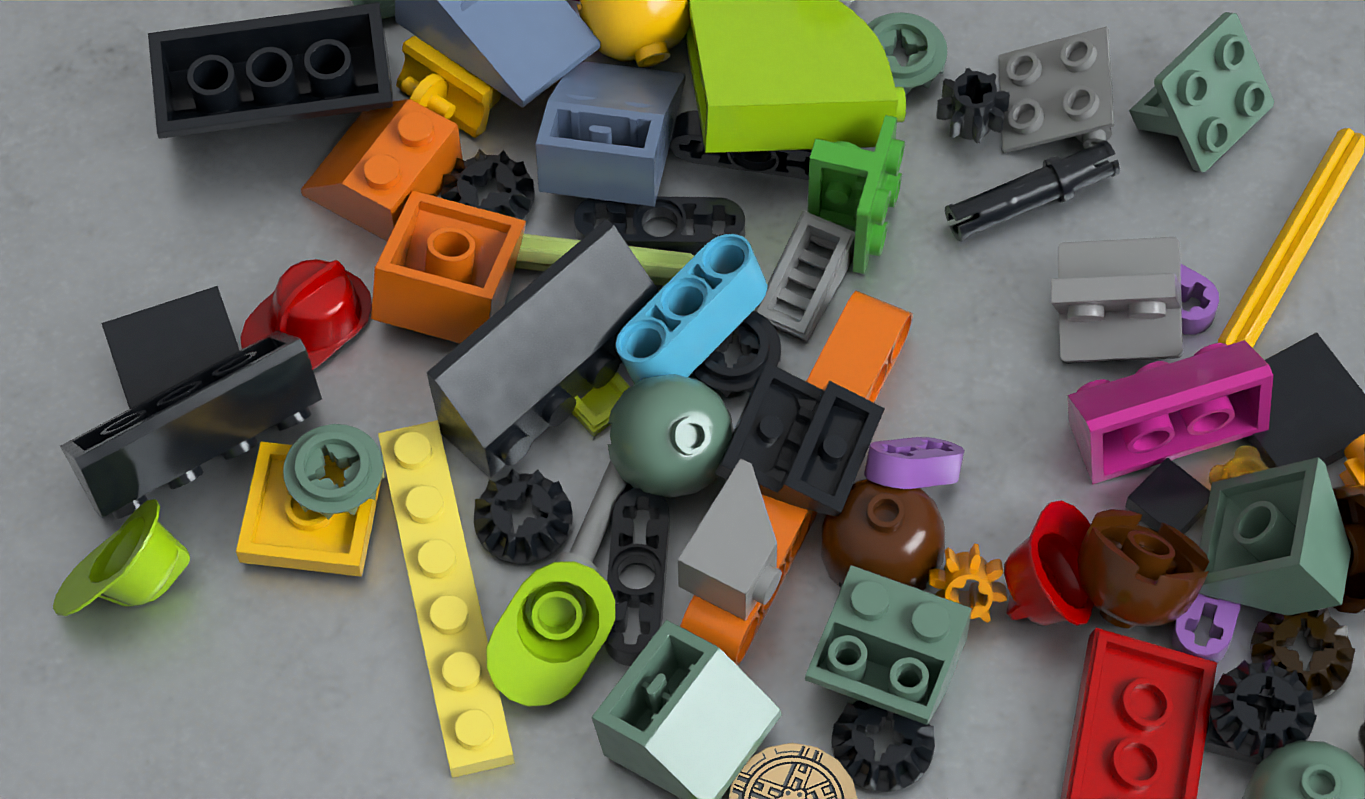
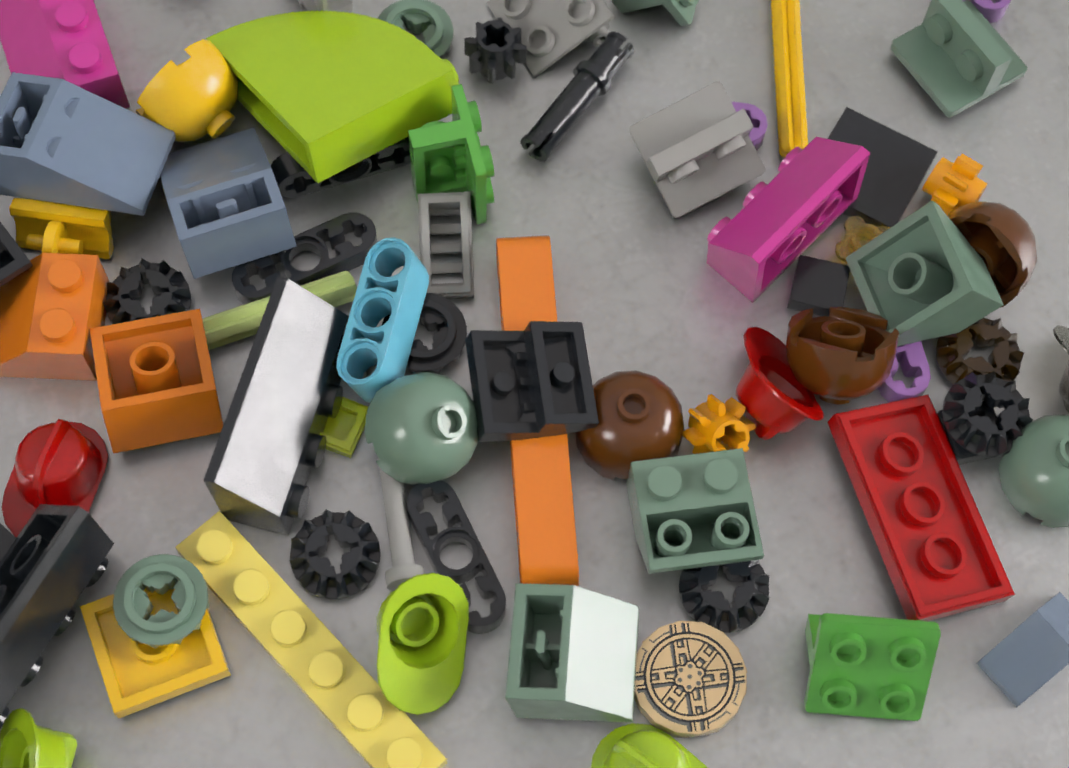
camera: 35 degrees left, 5 degrees up
(733, 549) = (538, 496): light grey slope -> none
(914, 462) = (623, 354): medium lavender beam -> none

